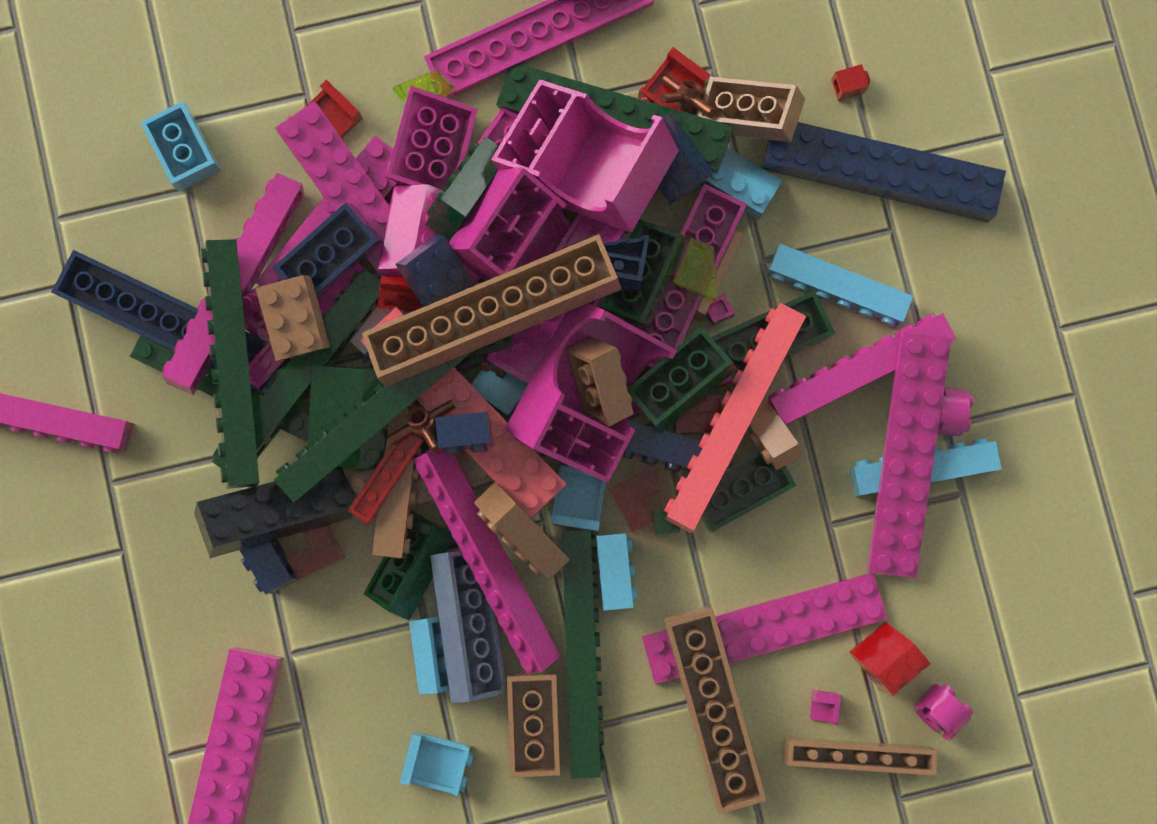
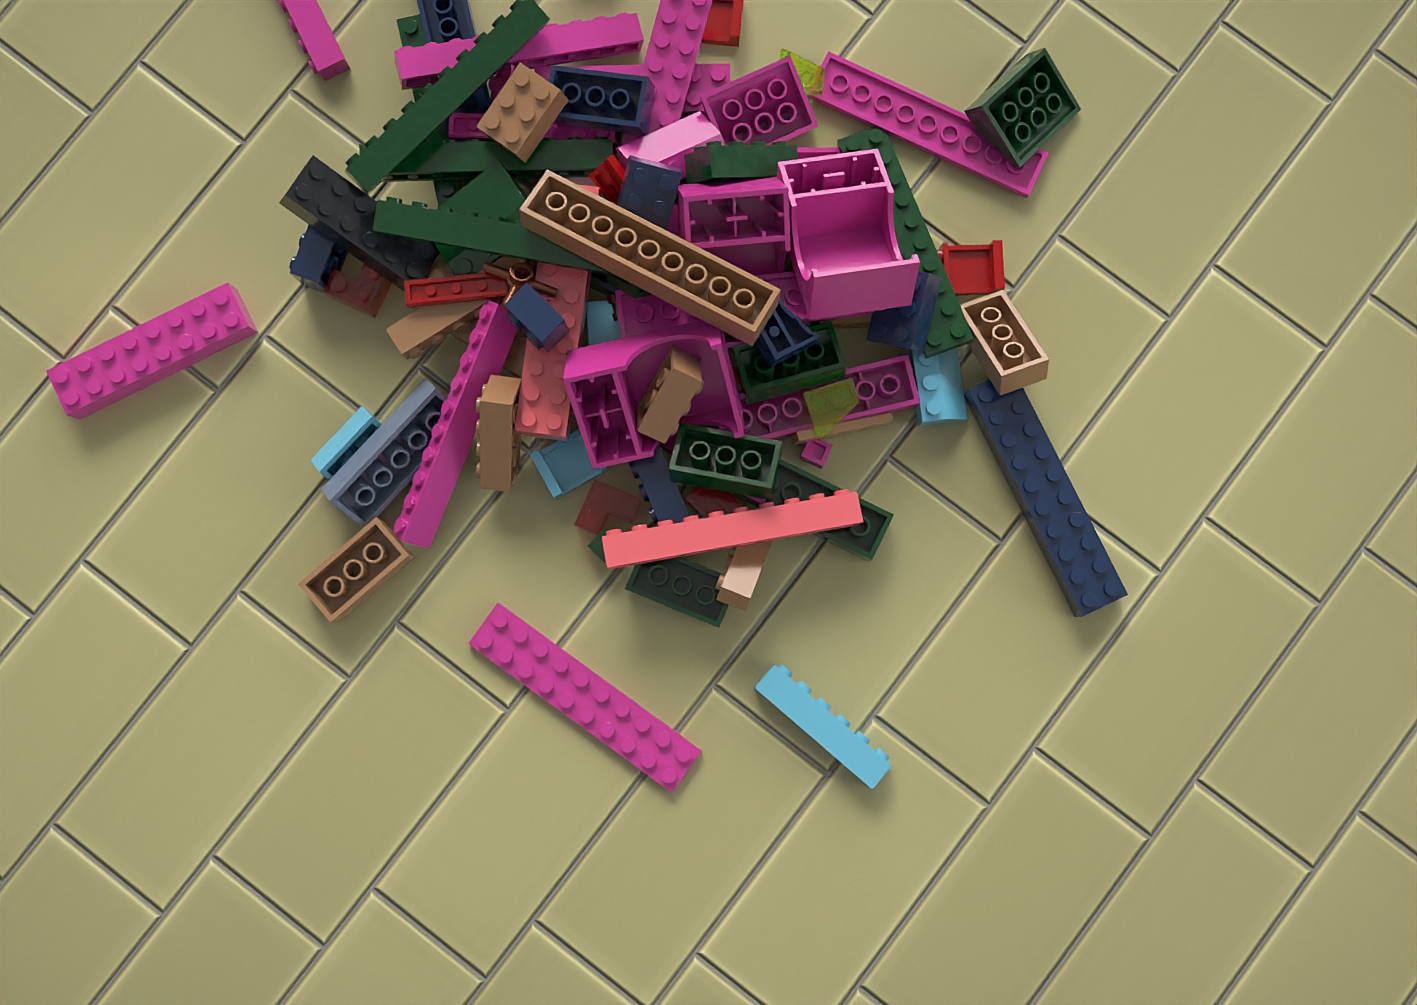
camera: 55 degrees right, 0 degrees up
(403, 581) = (390, 376): dark green slope -> none
(437, 763) = (267, 518): medium azure panel -> none
(581, 655) = (444, 564): dark green brick -> none
(615, 571) = (531, 537): medium azure brick -> none
(686, 96) = (969, 283): copper bar -> none
(714, 709) = (481, 706): medium nougat brick -> none
(825, 706) = (559, 797): dark pink panel -> none
(839, 285) = (917, 533): medium azure brick -> none
(850, 82) = (1096, 408): red brick -> none
(850, 374) = (858, 606): dark pink brick -> none
(860, 756) = (540, 858): medium nougat brick -> none
(889, 658) = (638, 818): red slope -> none
(908, 454) = (820, 700): dark pink plate -> none
(943, 711) = (630, 897): dark pink brick -> none
(955, 412) = (884, 706): dark pink brick -> none

